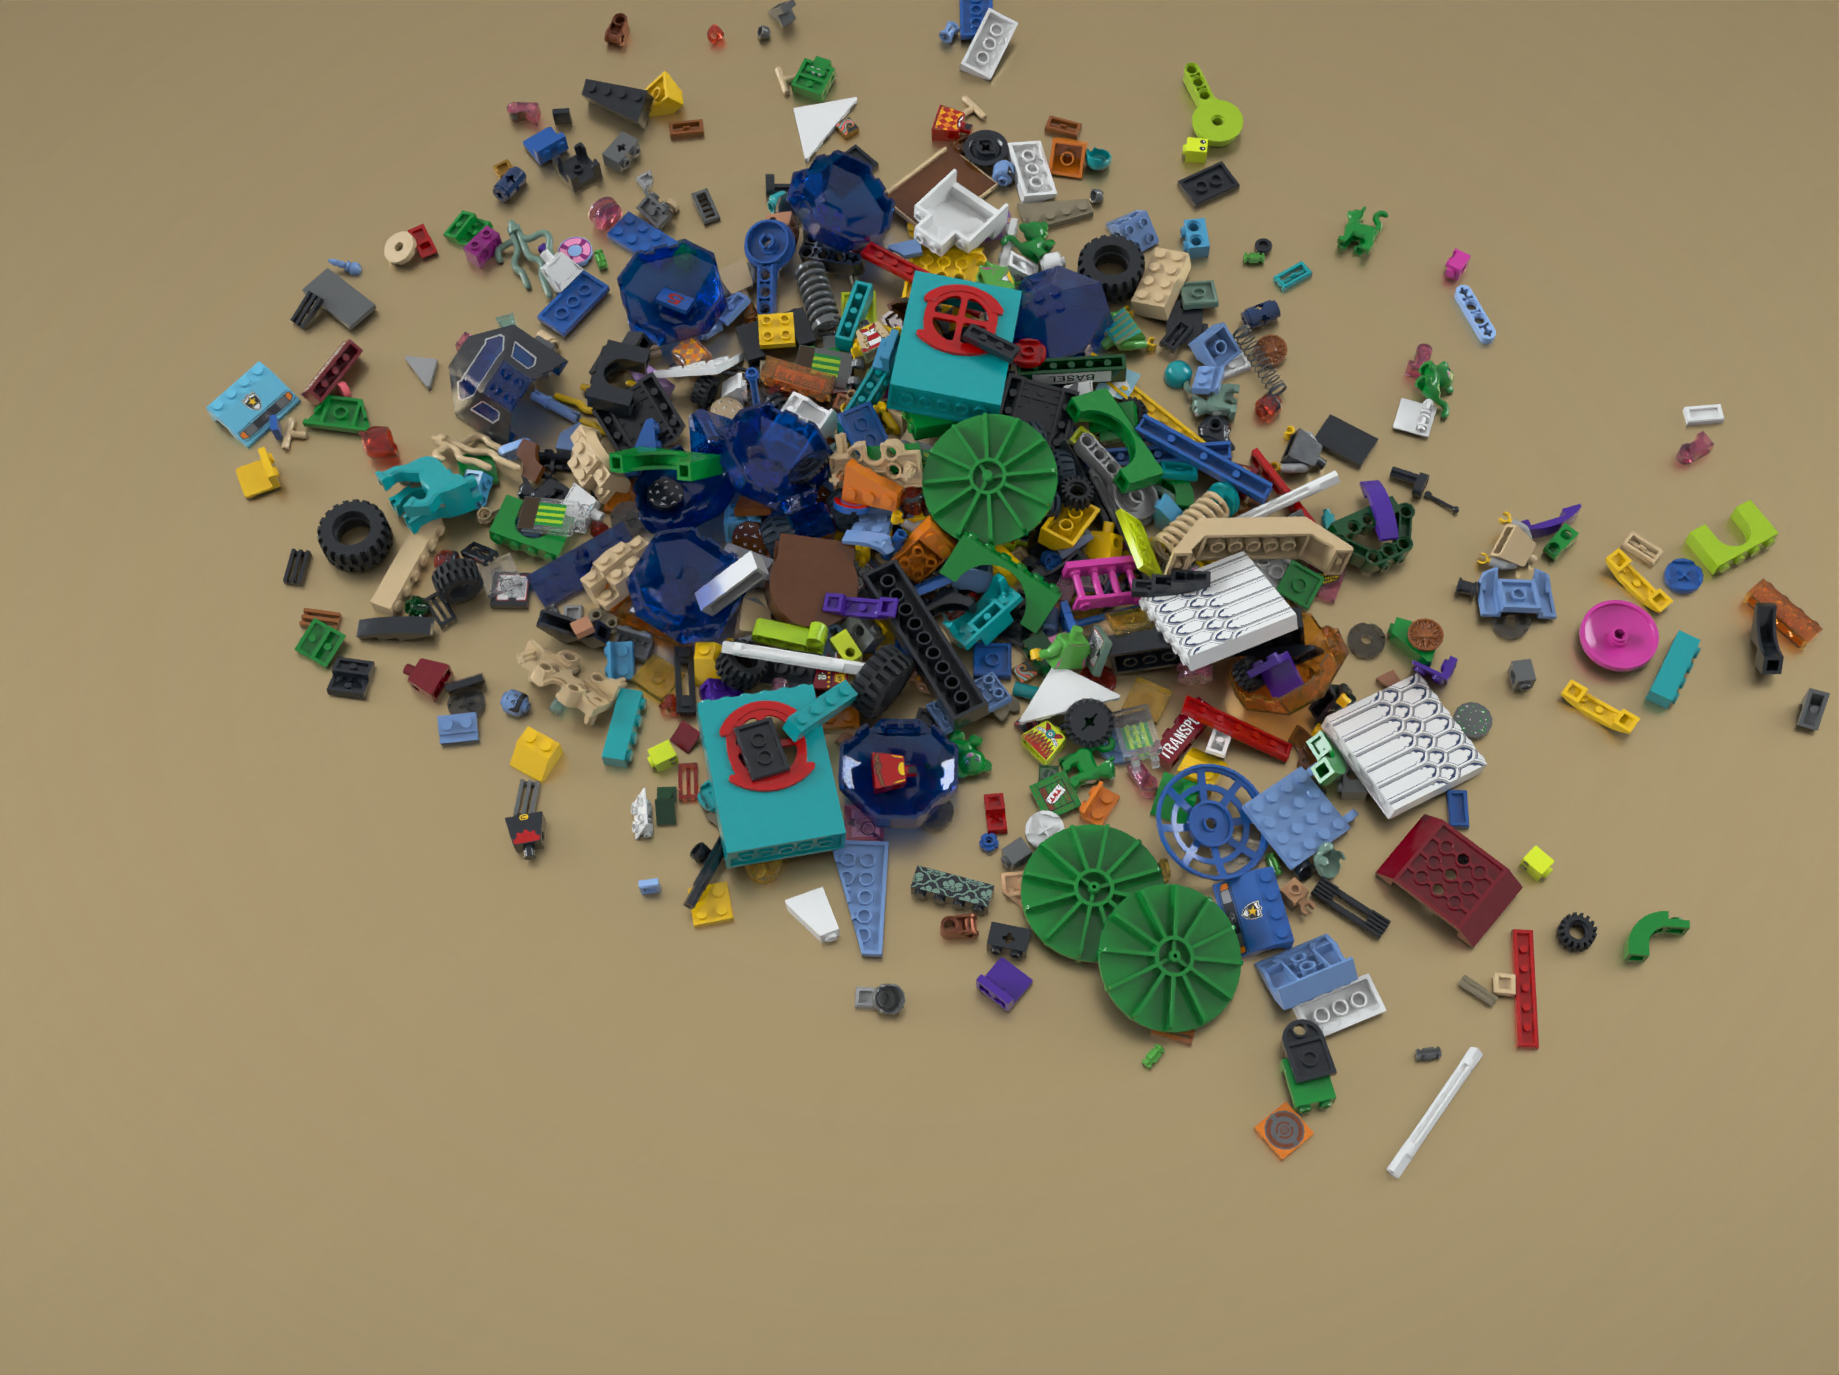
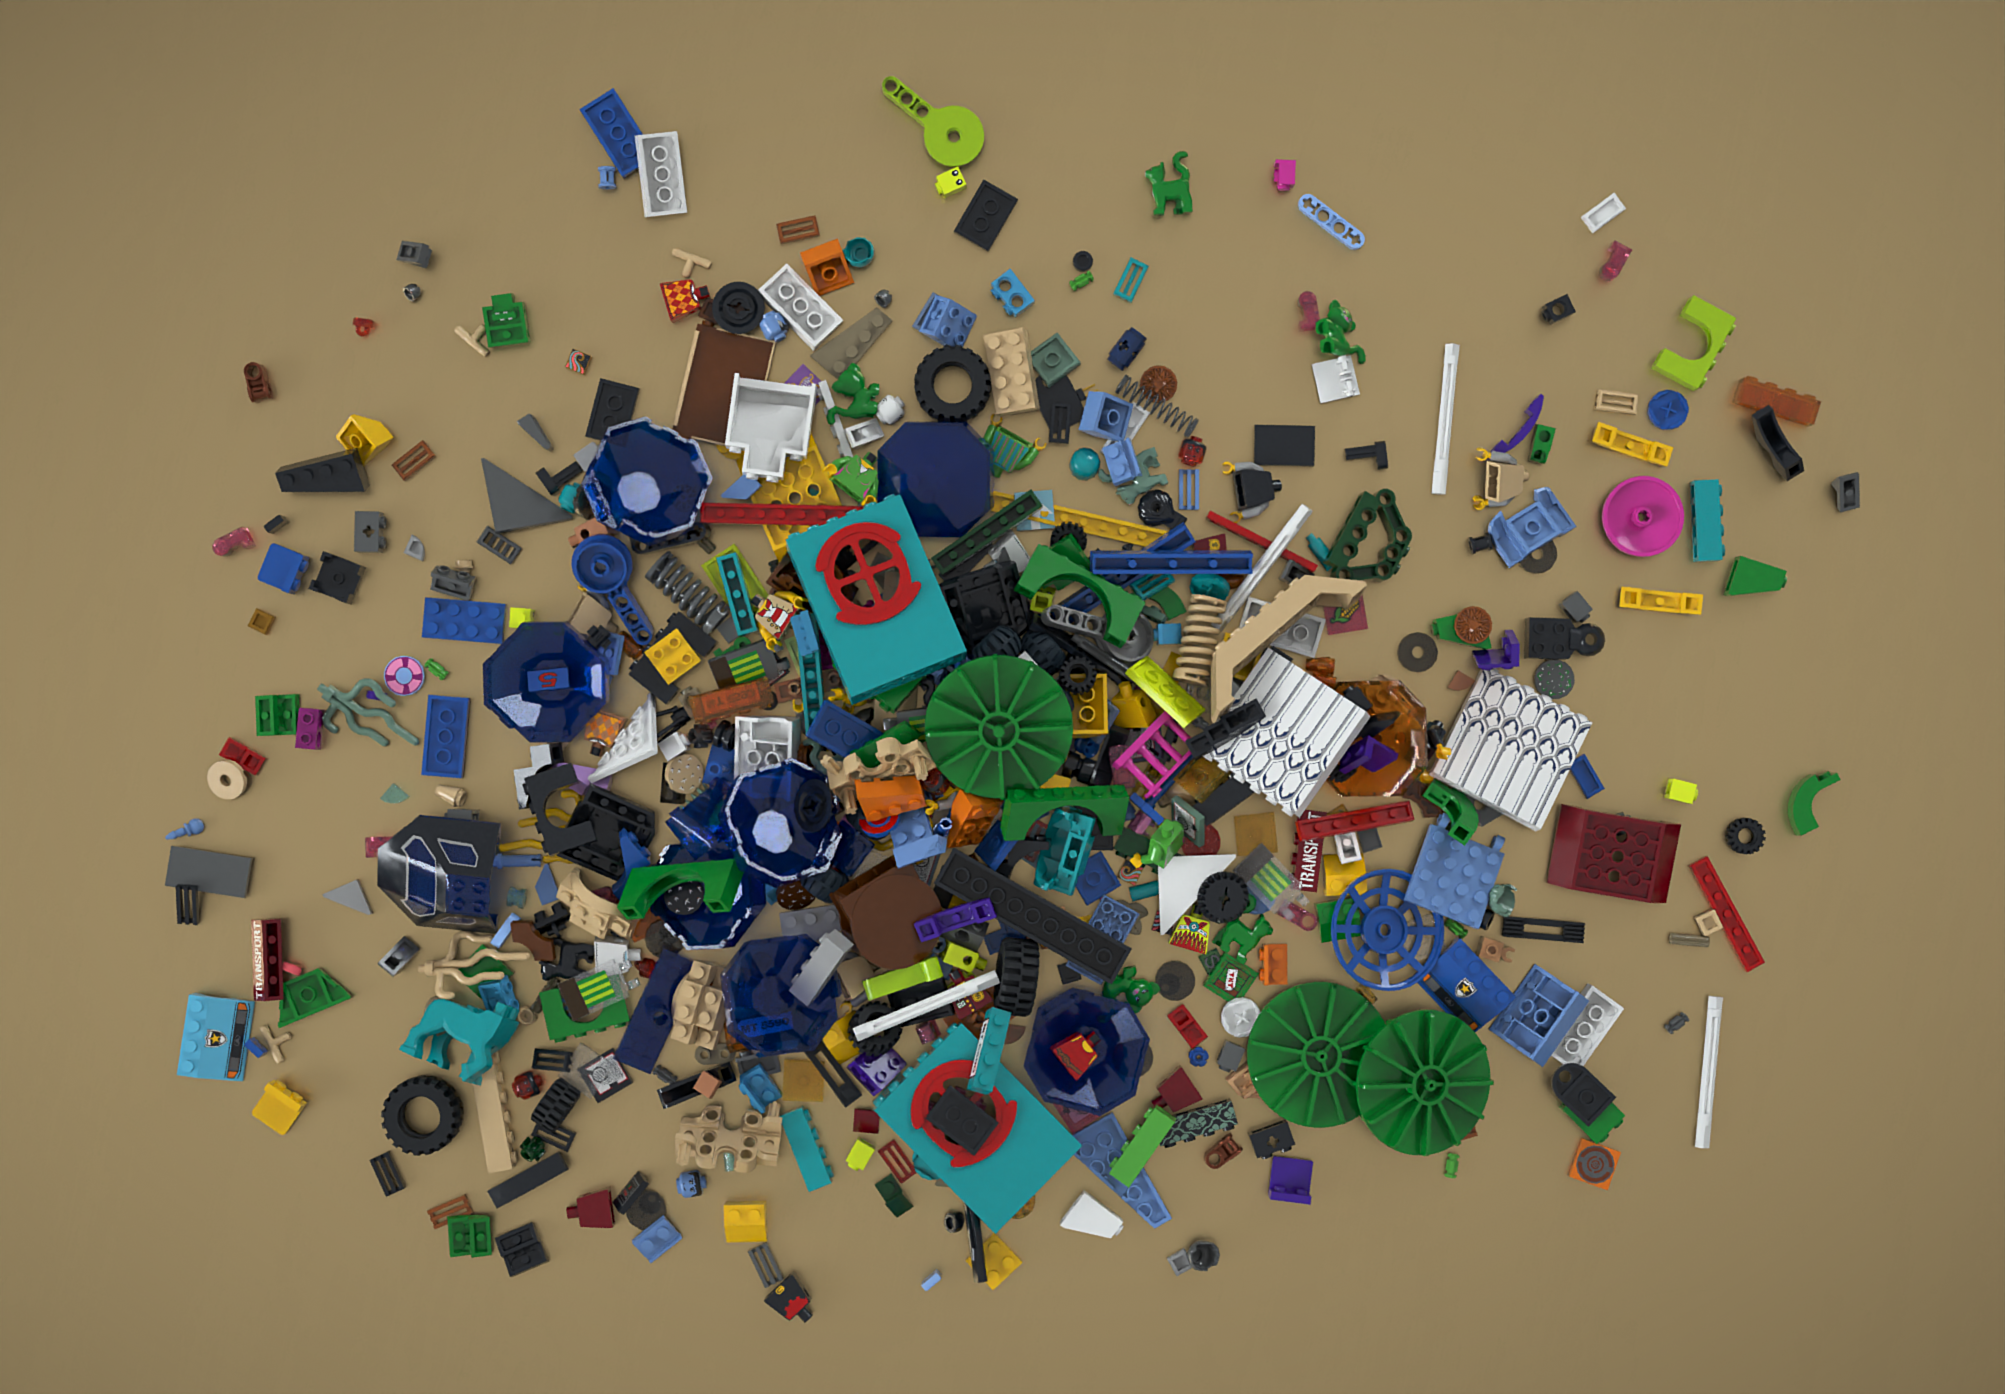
camera: 35 degrees left, 25 degrees up
(379, 443) = (372, 1006): clear red helmet -> none
(424, 422) = (398, 956): none -> dark grey slope
(509, 184) = (286, 627): dark blue piece -> none
(541, 431) = (516, 897): none -> clear light blue wheel
(559, 270) = (409, 713): white torso -> none
(573, 611) = (680, 1063): light grey tile -> none
(605, 213) = (406, 618): clear pink head -> none
(642, 816) = (885, 1230): white hinge -> none
(669, 703) = (831, 1099): clear red tile -> none
(705, 390) = (647, 768): black tyre -> none
(732, 287) = (599, 637): none -> black gear
(738, 188) = (517, 505): none -> dark grey tile
(784, 148) = (533, 428): none -> dark grey slope
(819, 121) = (544, 371): white tile -> none
(895, 873) = (1142, 1145): none -> bright green brick
(953, 856) = (1177, 1091): none -> dark red torso
(991, 343) = (916, 588): black plate -> none
(1008, 774) = (1175, 980): none -> clear smoke tile
(1031, 353) = (939, 544): red tile -> none
(1240, 755) = (1369, 840): none -> dark grey piece
(1256, 421) = (1188, 472): none -> medium blue tile
(1299, 585) = (1329, 636): green tile -> none
(1382, 509) = (1362, 512): dark purple slope -> none
(1428, 495) = (1392, 459): black hinge -> none
(1488, 488) = (1445, 419): none -> white piece
(1492, 685) = (1559, 638): none -> black brick
(1634, 456) = (1566, 309): none -> black brick
(1693, 734) = (1753, 577): none -> green slope

